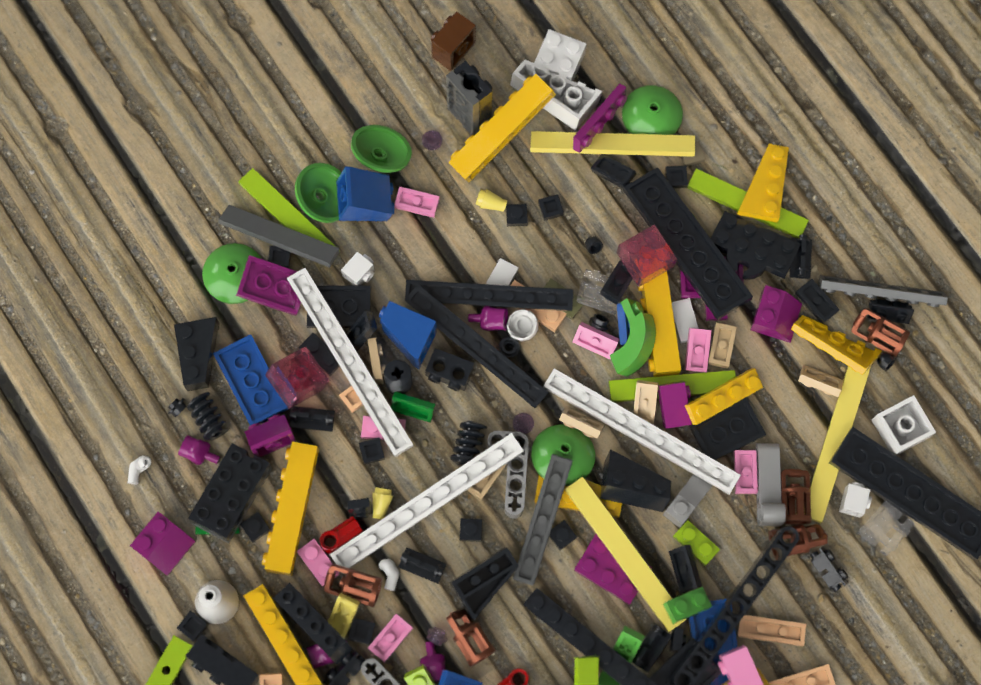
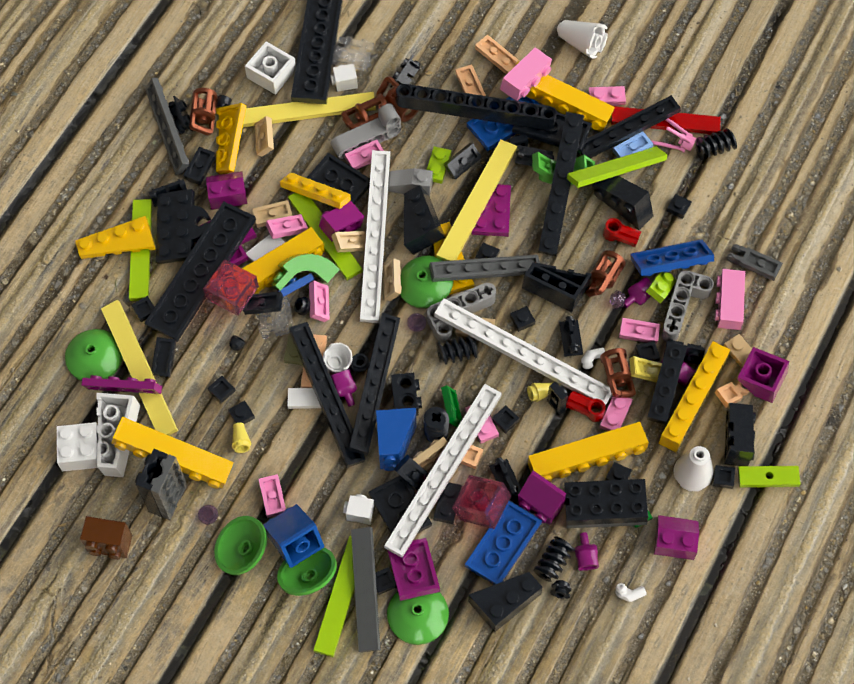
camera: 115 degrees left, 10 degrees down
(687, 605) = (491, 142): bright green plate -> none

